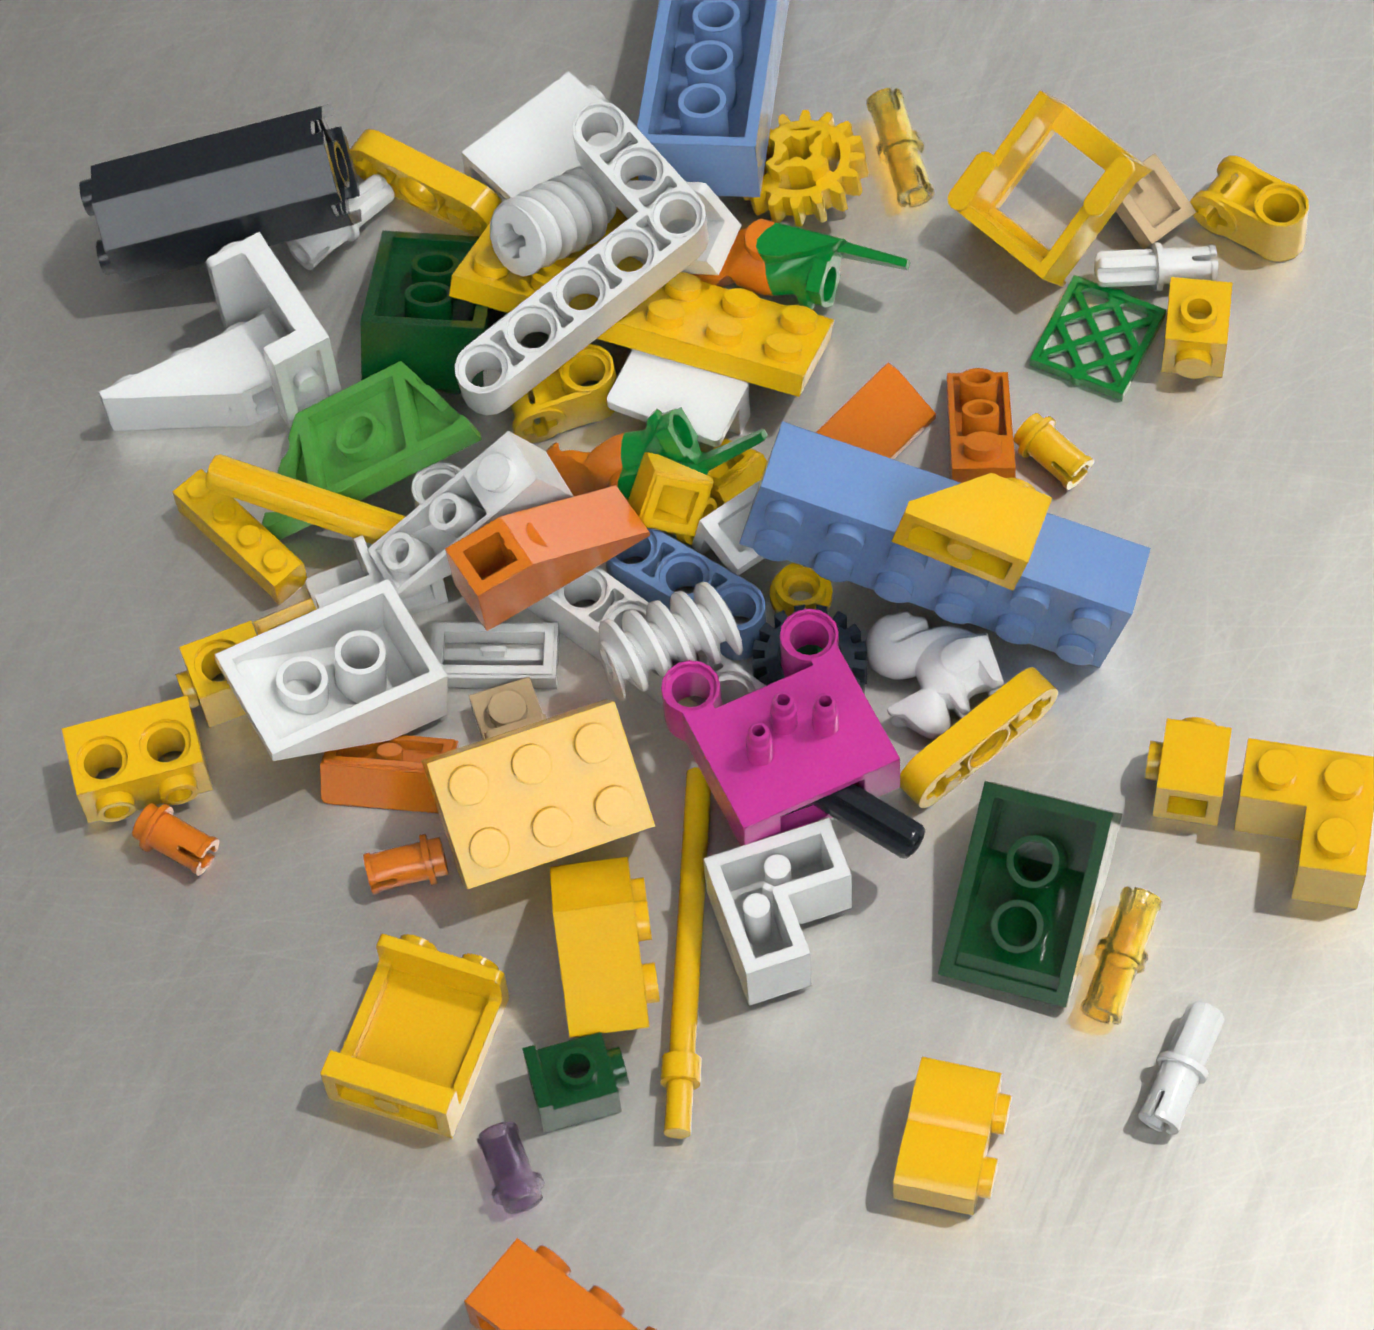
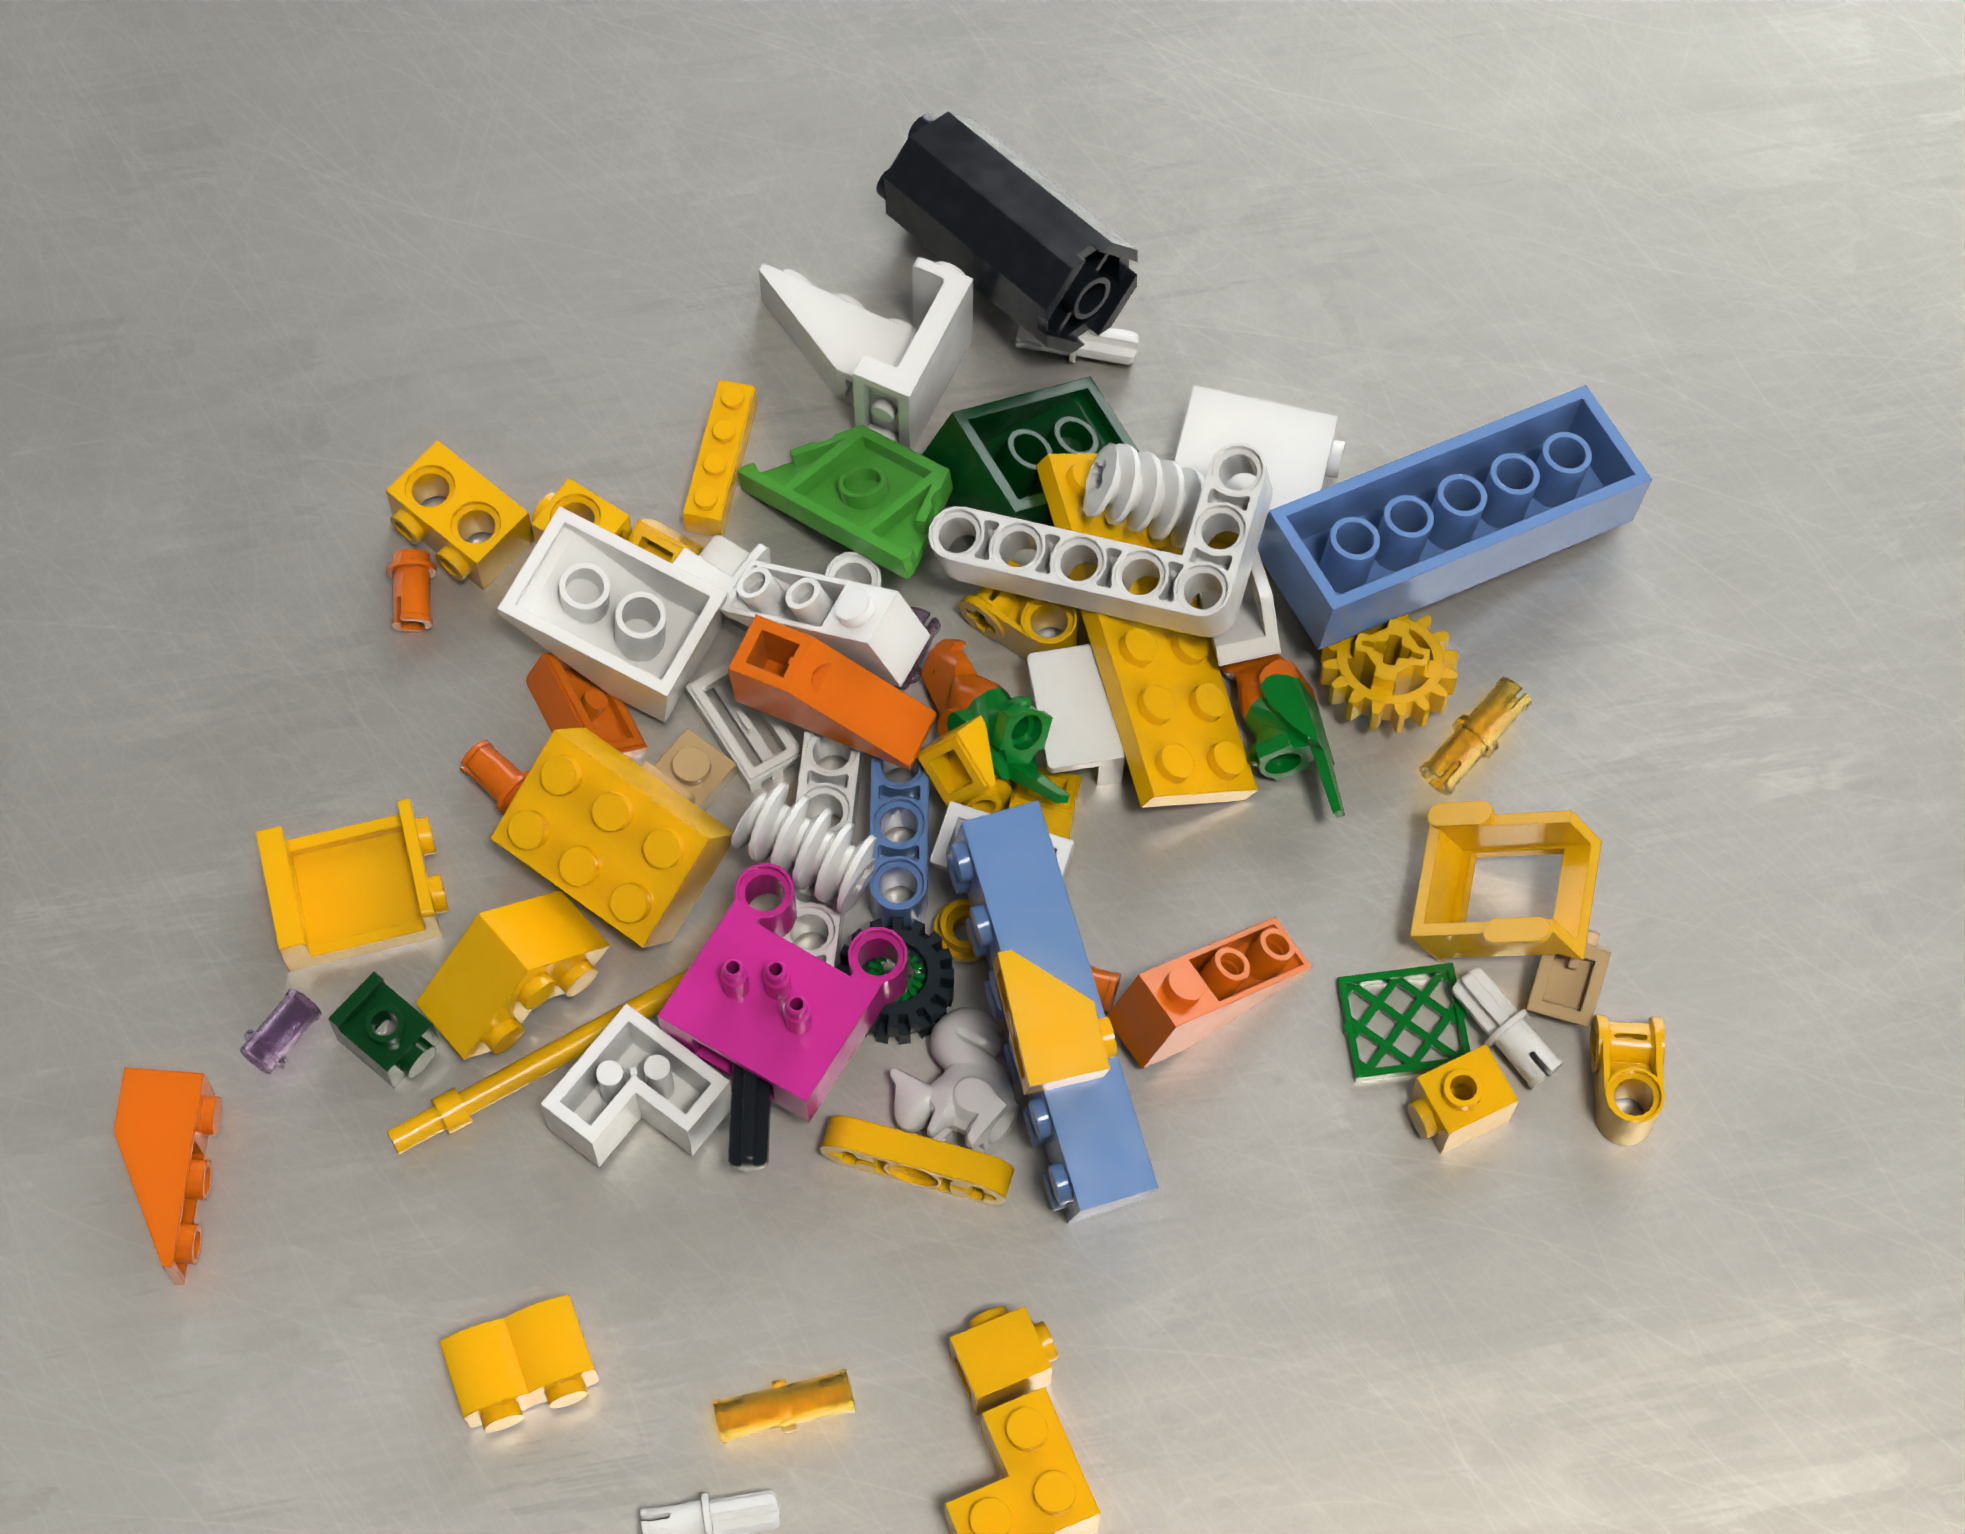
camera: 50 degrees right, 5 degrees up
(299, 499) = (764, 478): yellow axle -> none
(425, 182) = (1157, 377): yellow beam -> none
(881, 415) = (1166, 888): orange slope -> none
(1029, 893) = (796, 1290): dark green slope -> none
(1052, 450) = (1251, 1051): yellow pin -> none

